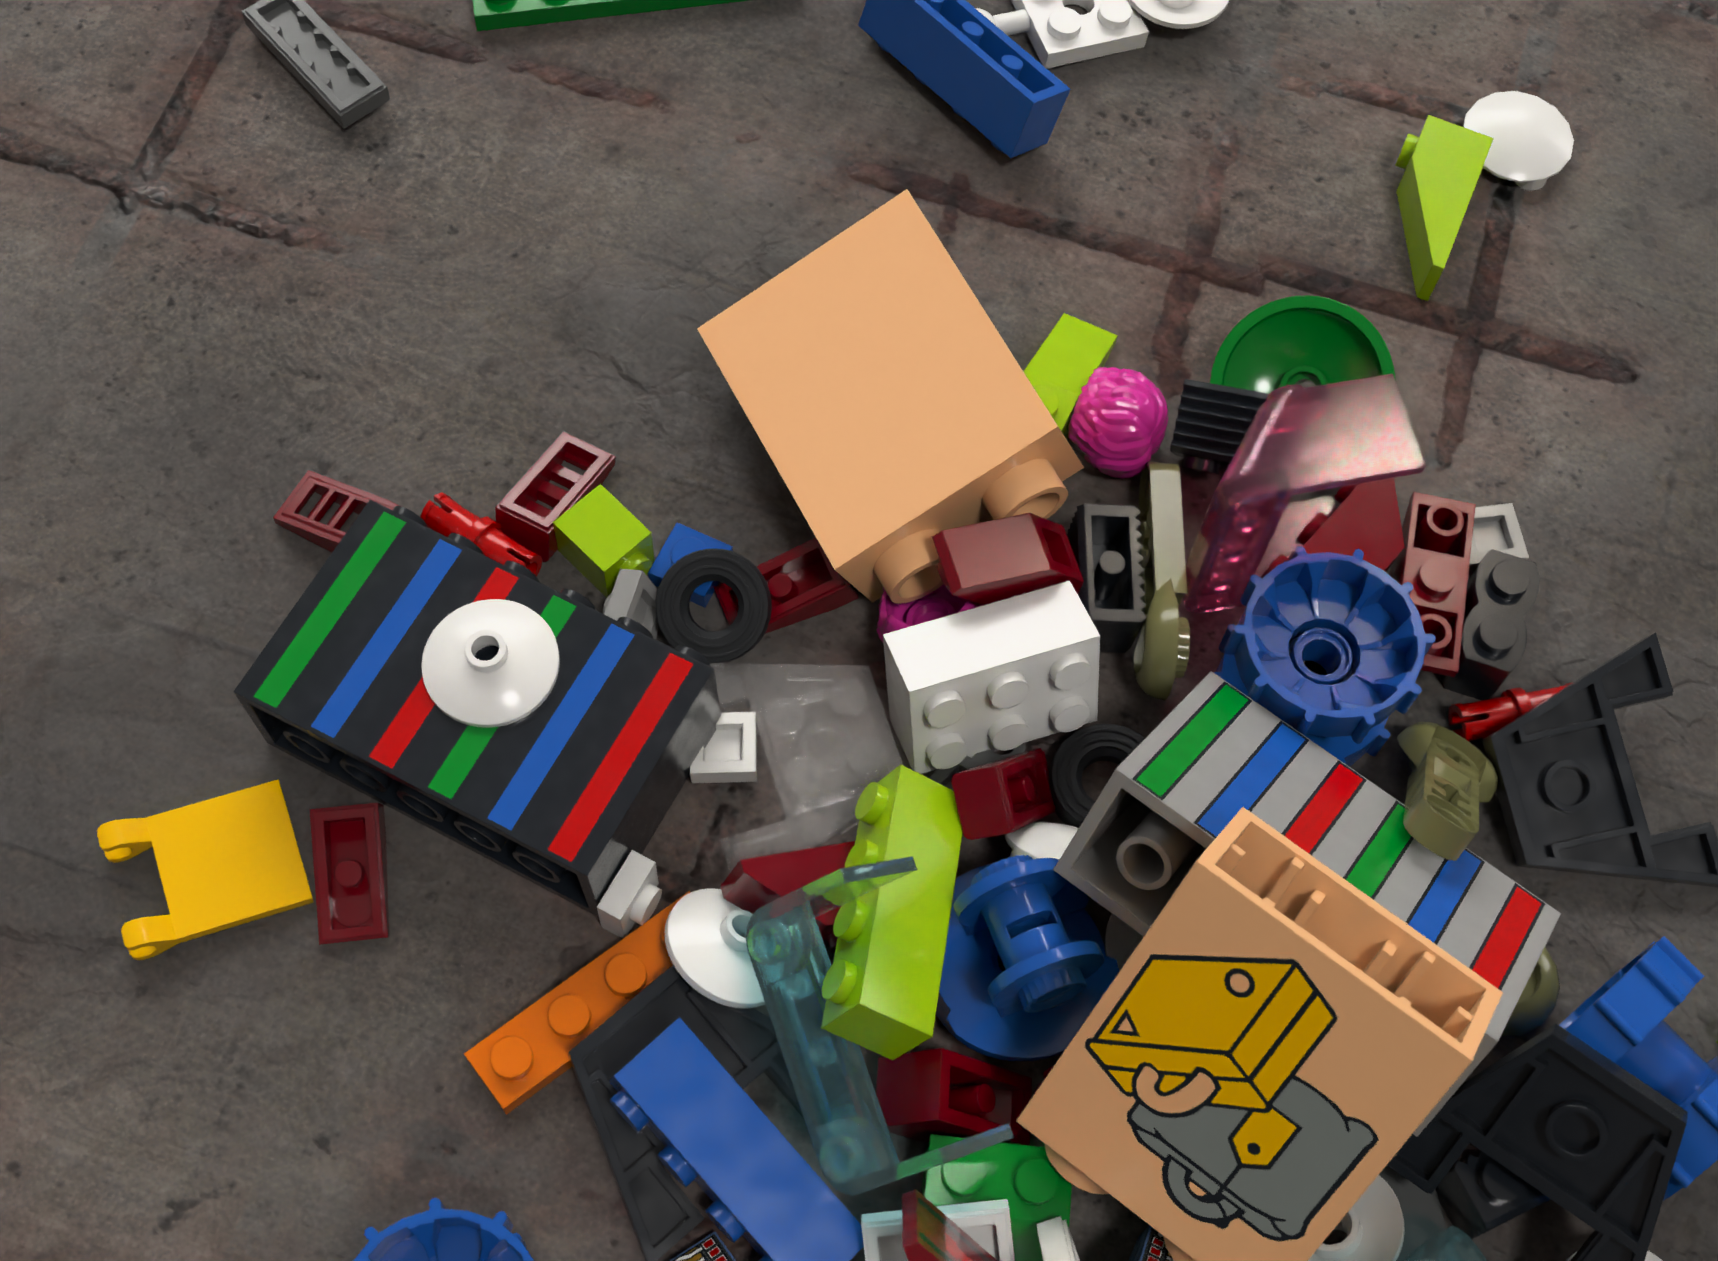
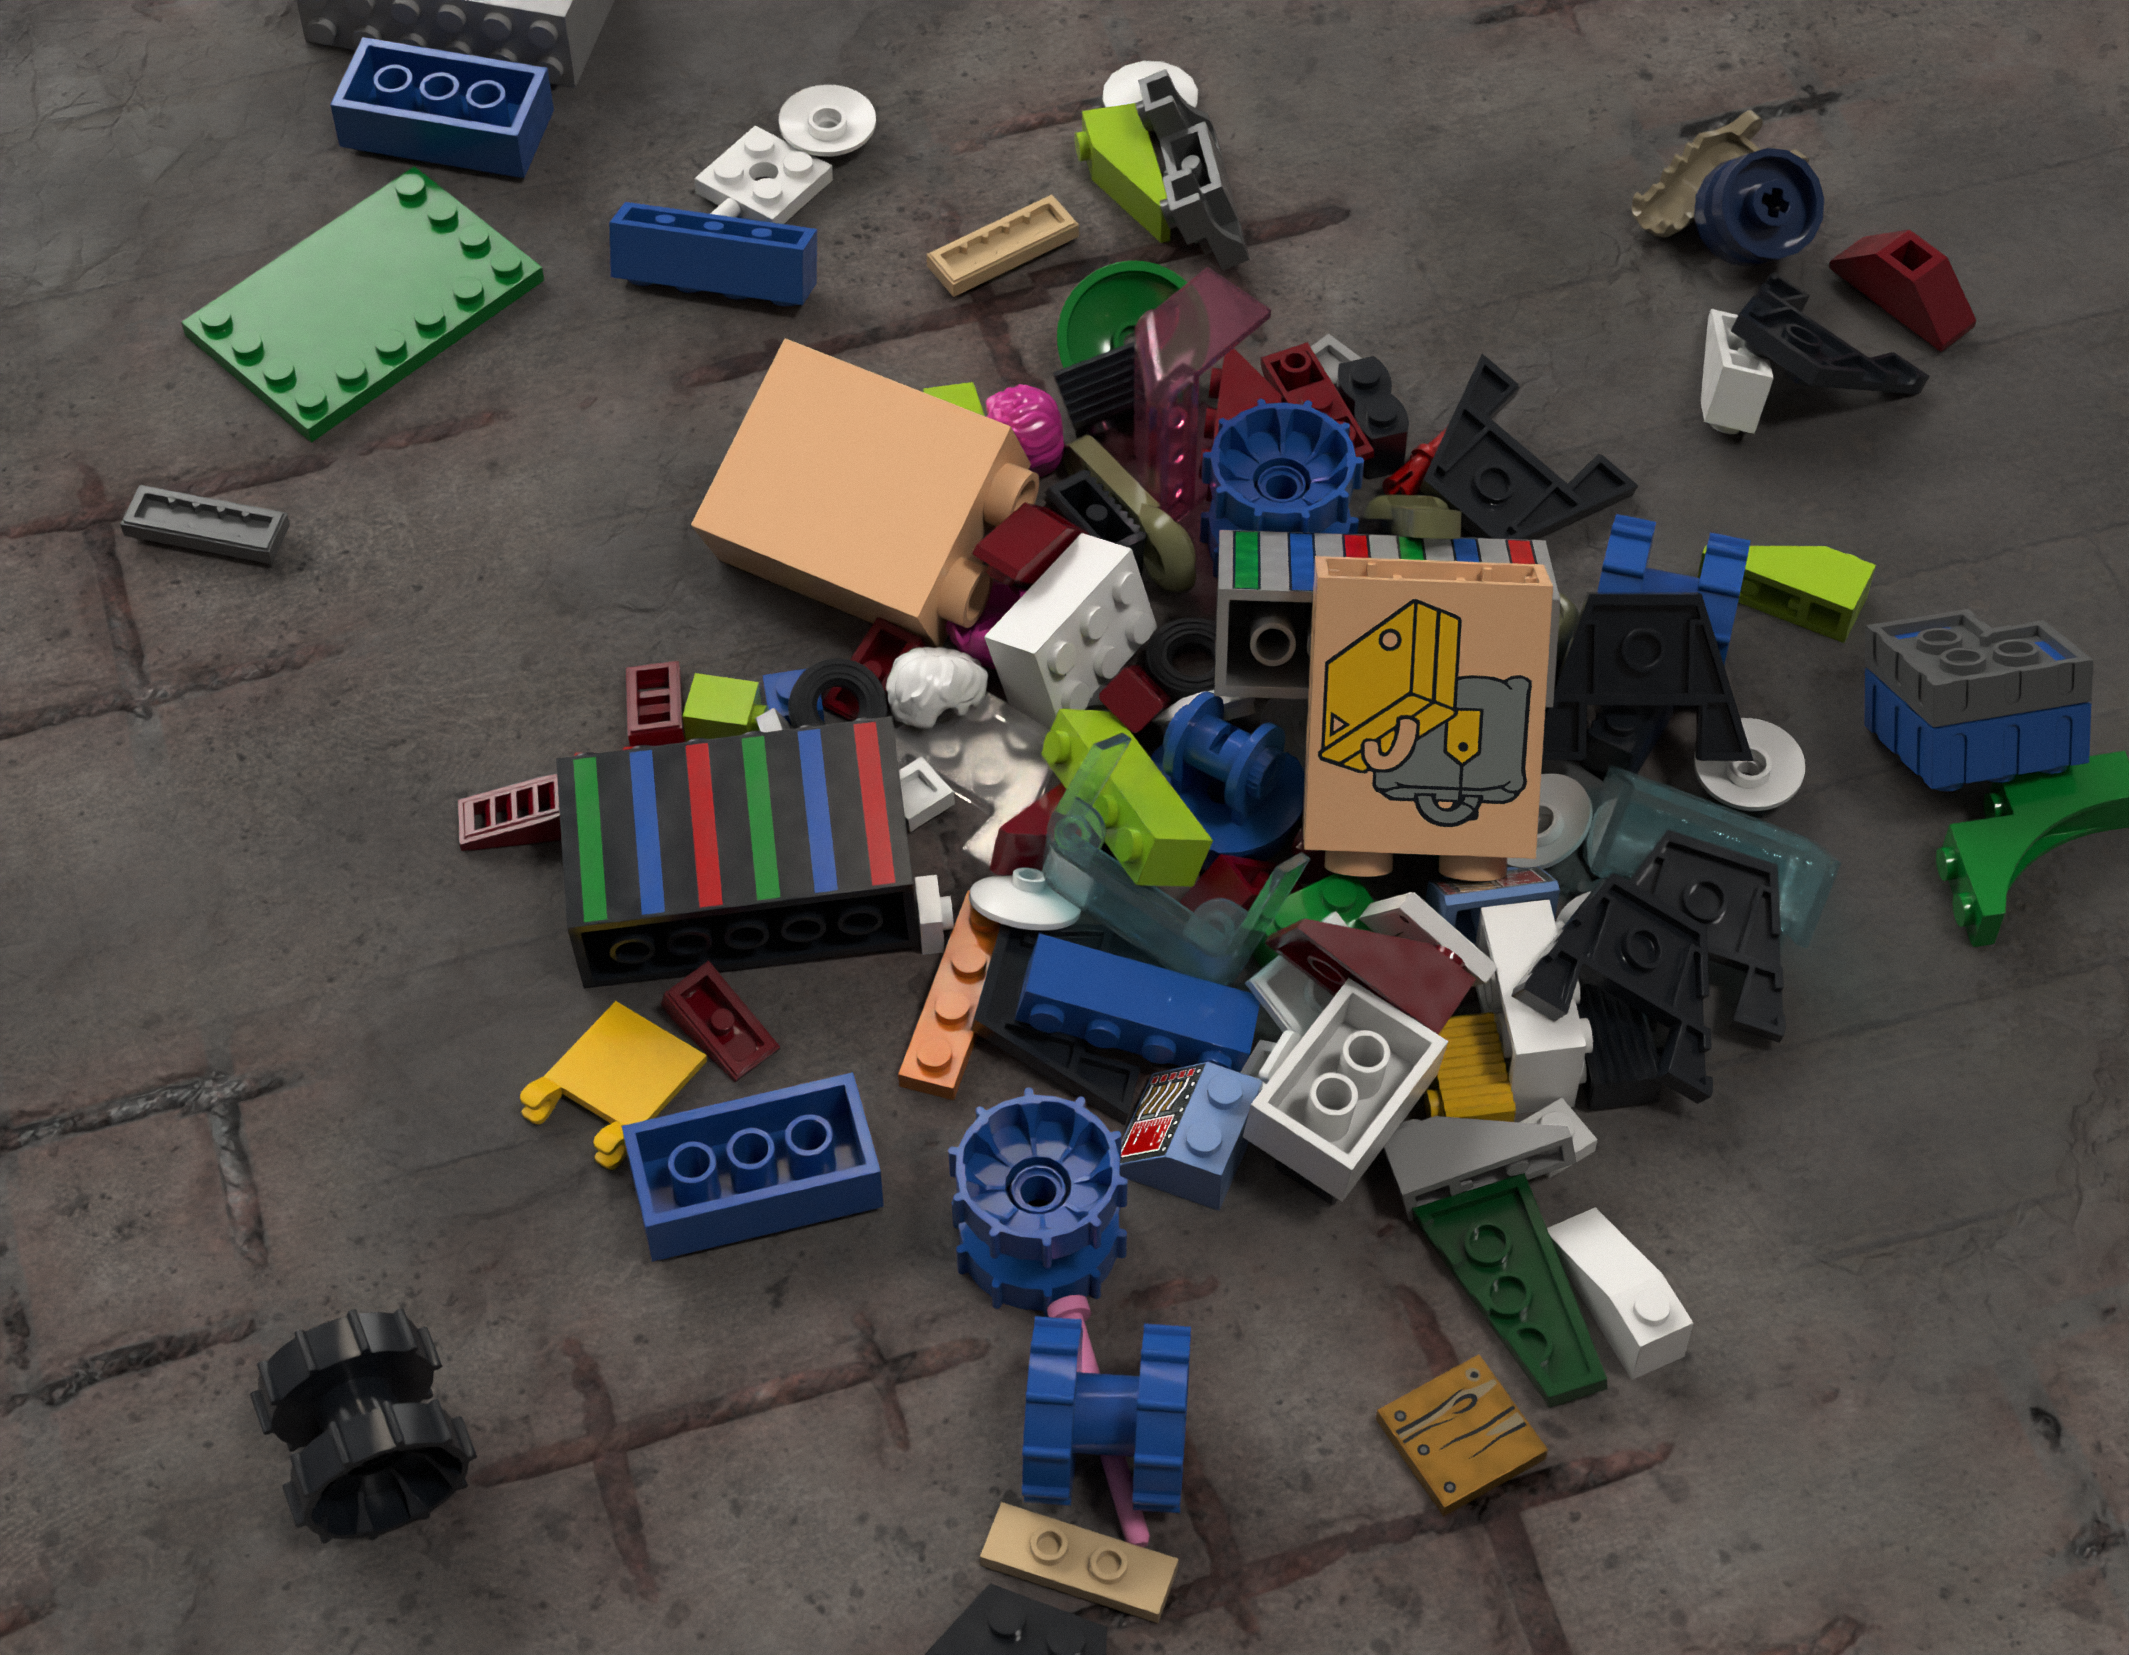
camera: 30 degrees left, 10 degrees down
(233, 1065) = (753, 1166): none -> blue brick
(495, 689) = (740, 819): white dish -> none
(820, 644) = (933, 680): none -> white hair
(1252, 209) = (1002, 245): none -> tan plate
(1484, 271) = (1194, 174): none -> dark grey bracket

